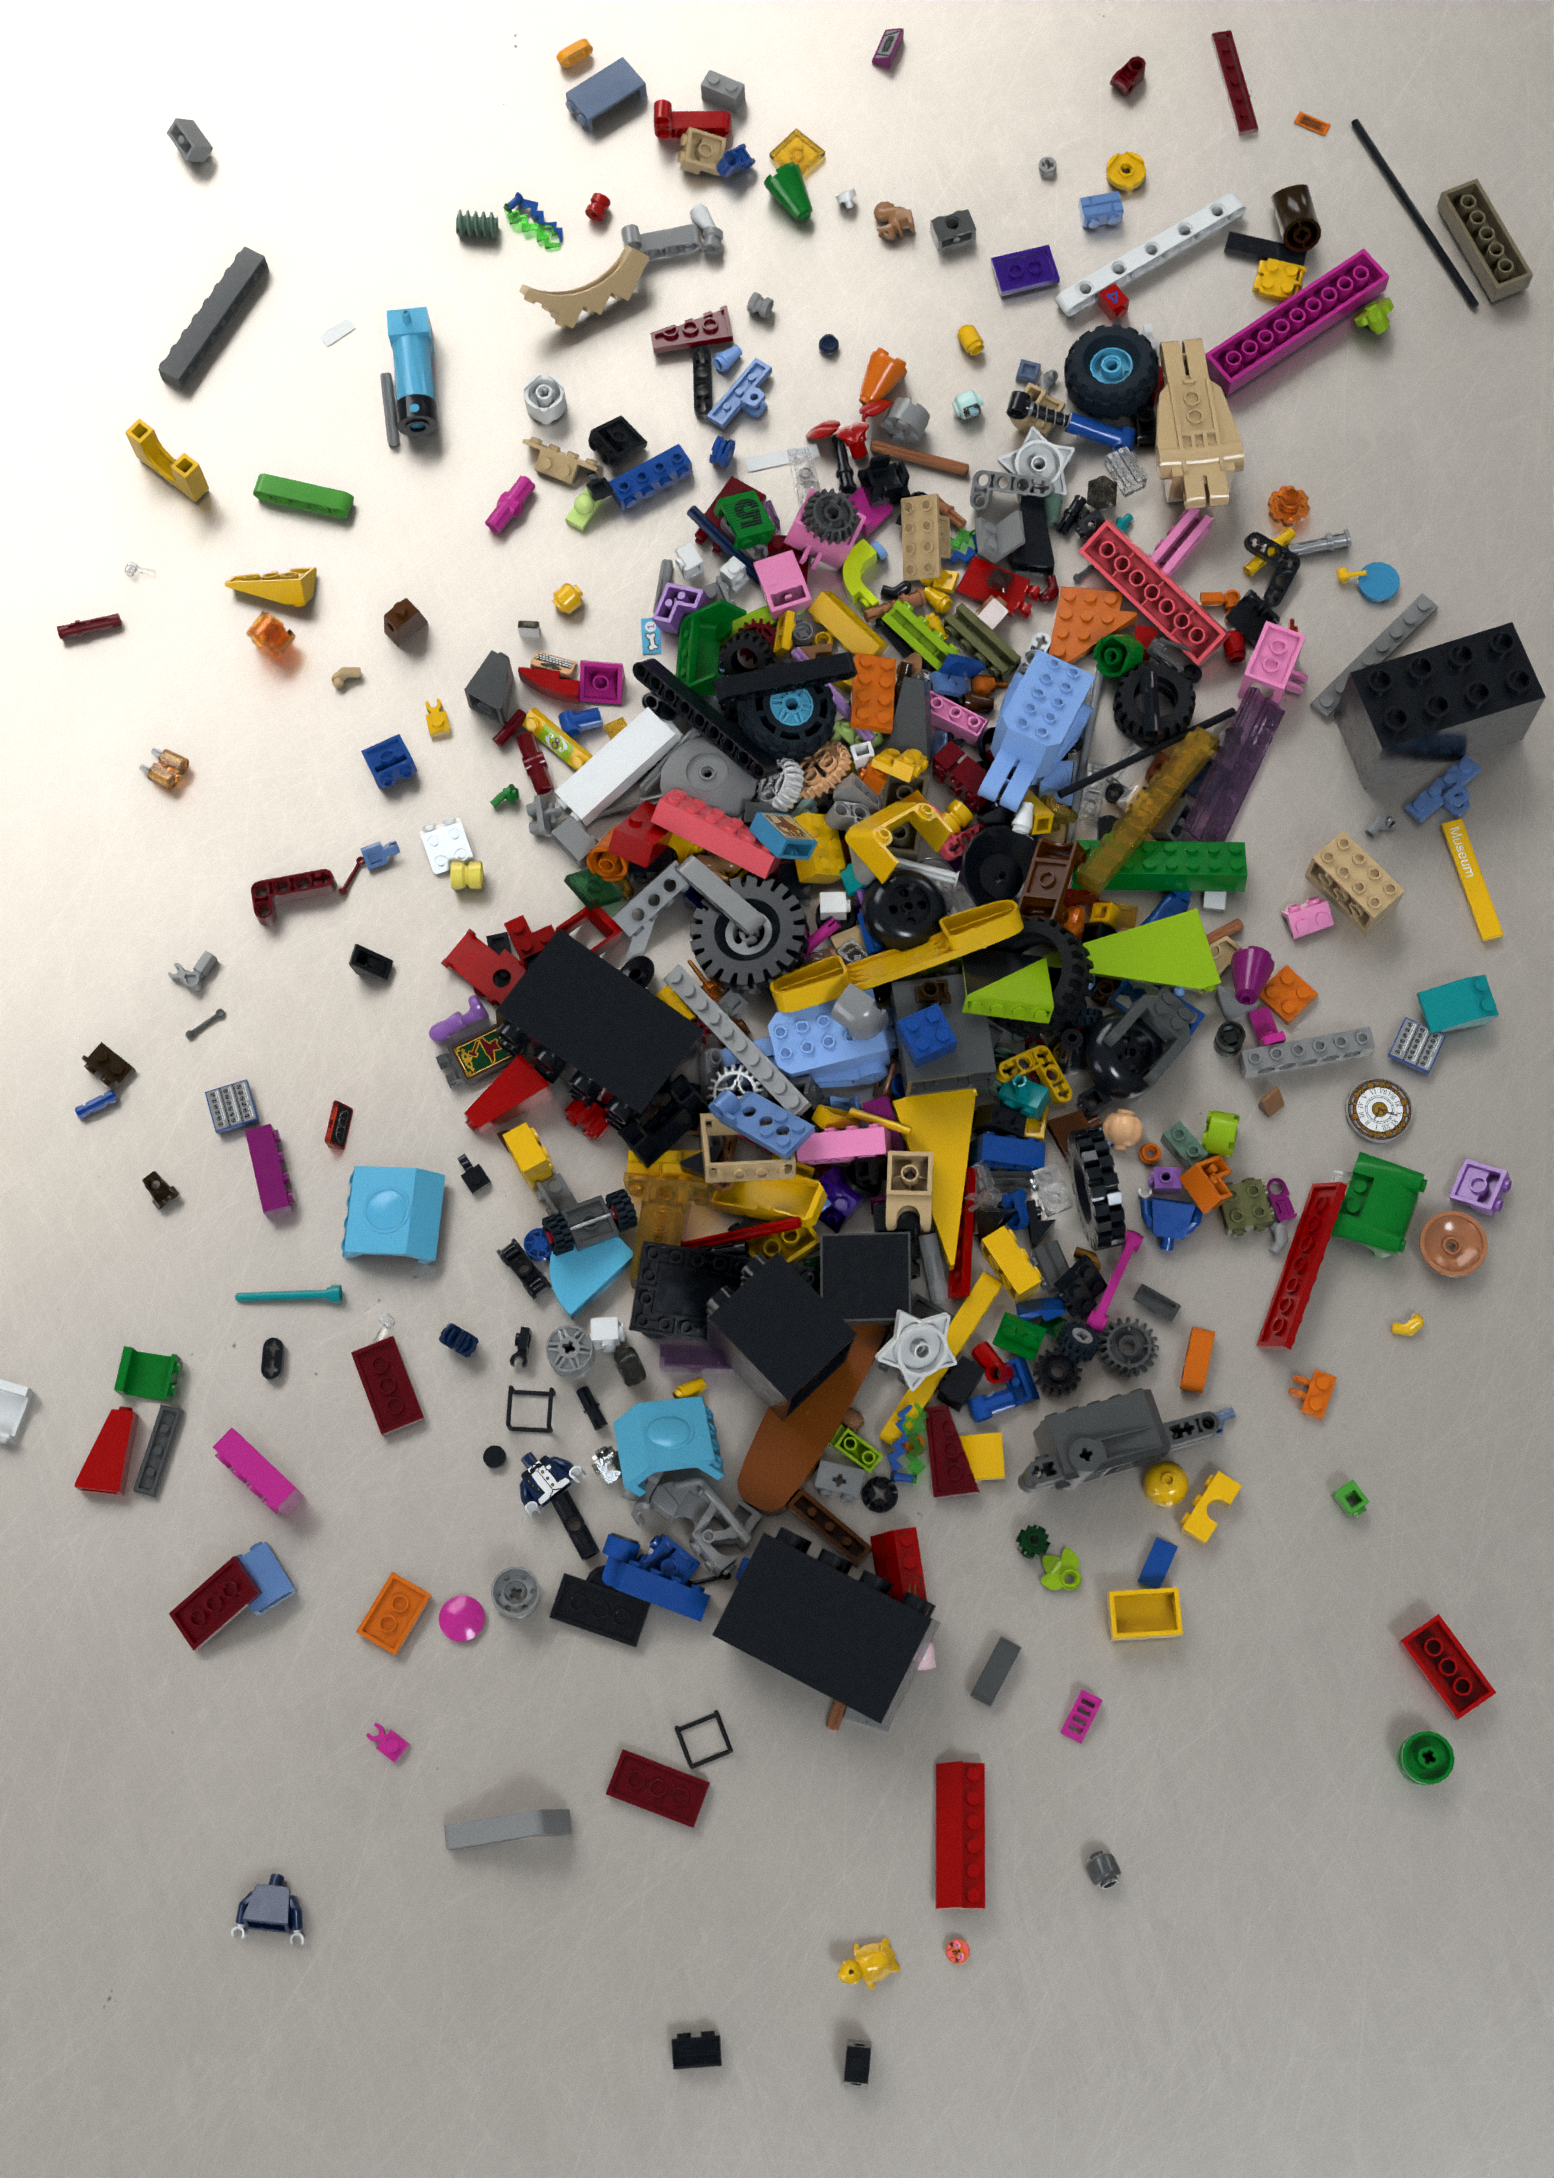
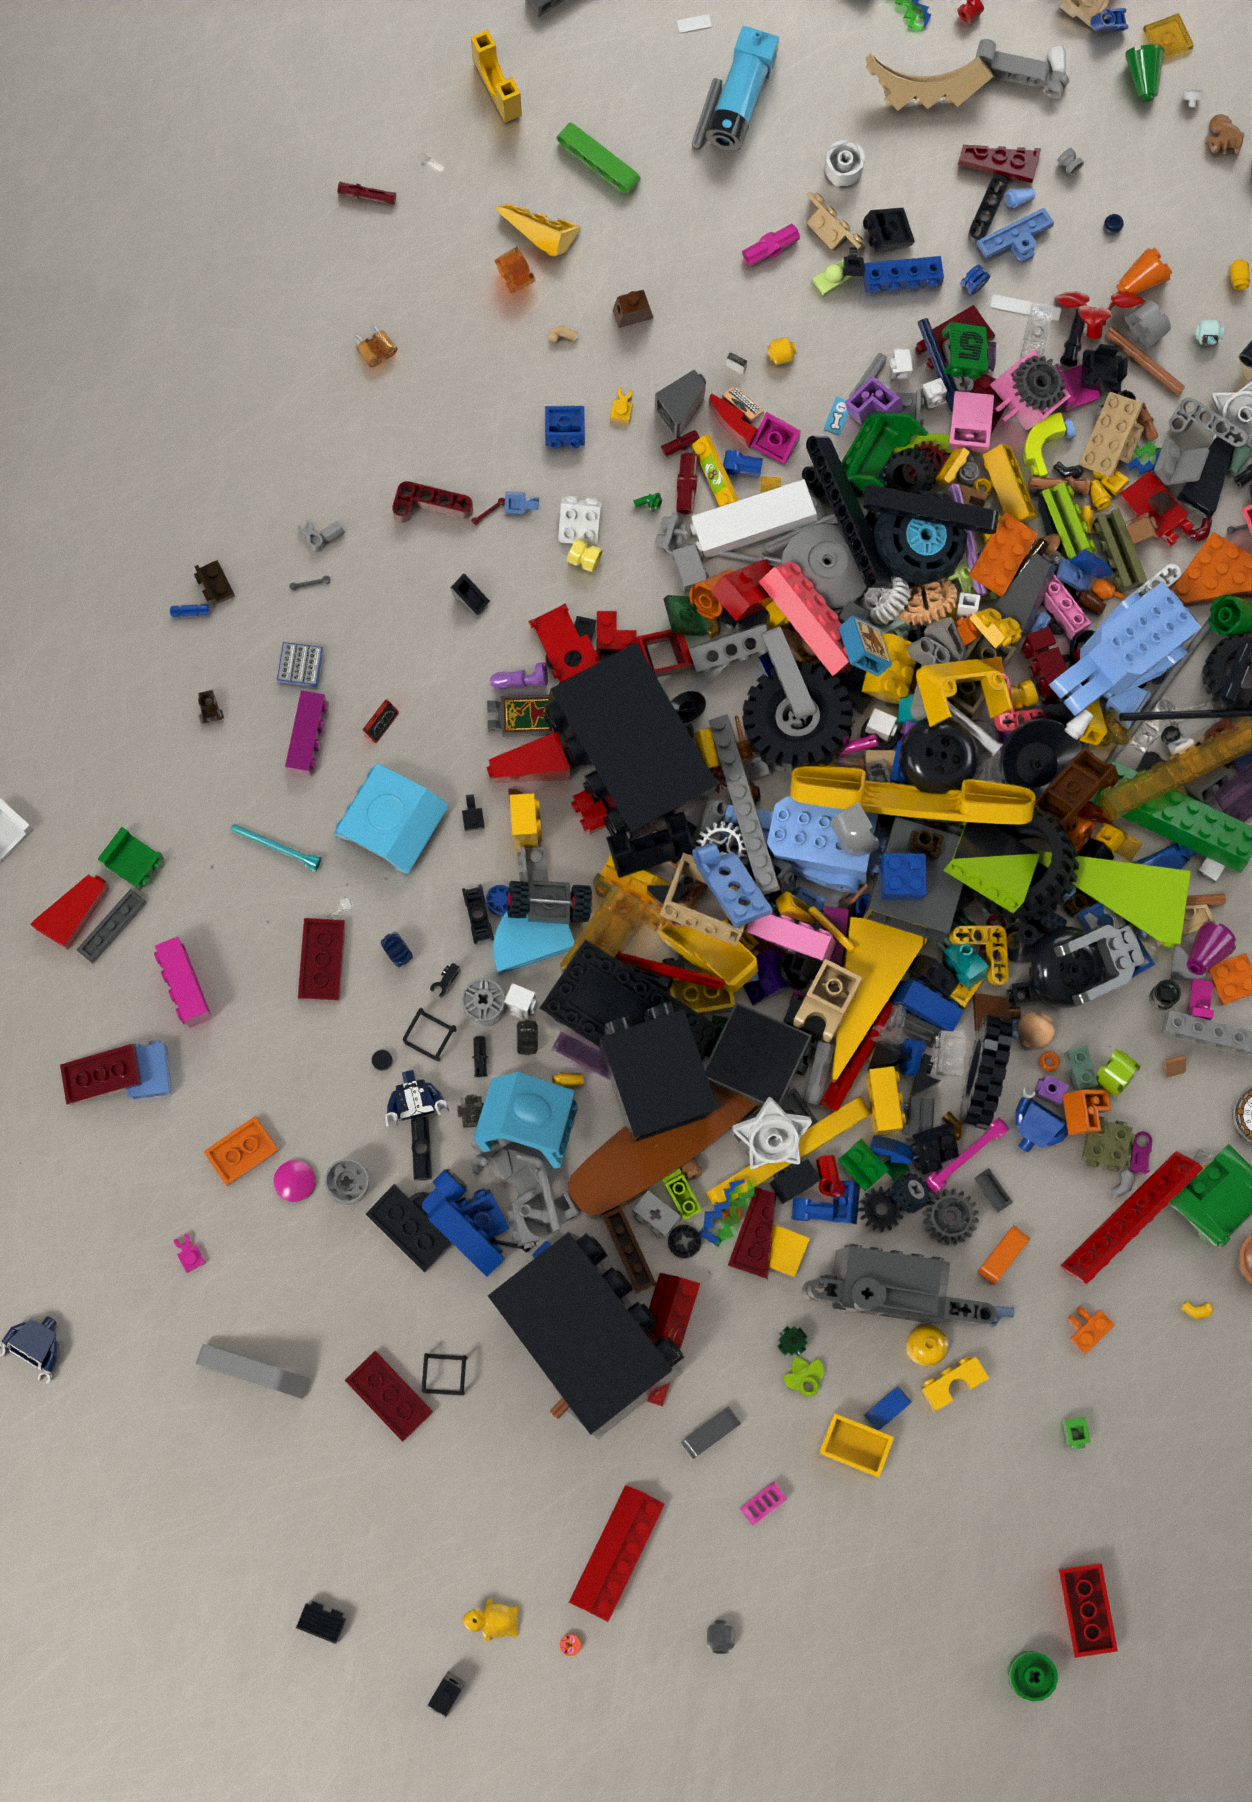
camera: 20 degrees right, 5 degrees up
(278, 1359) = (242, 895): black beam -> none

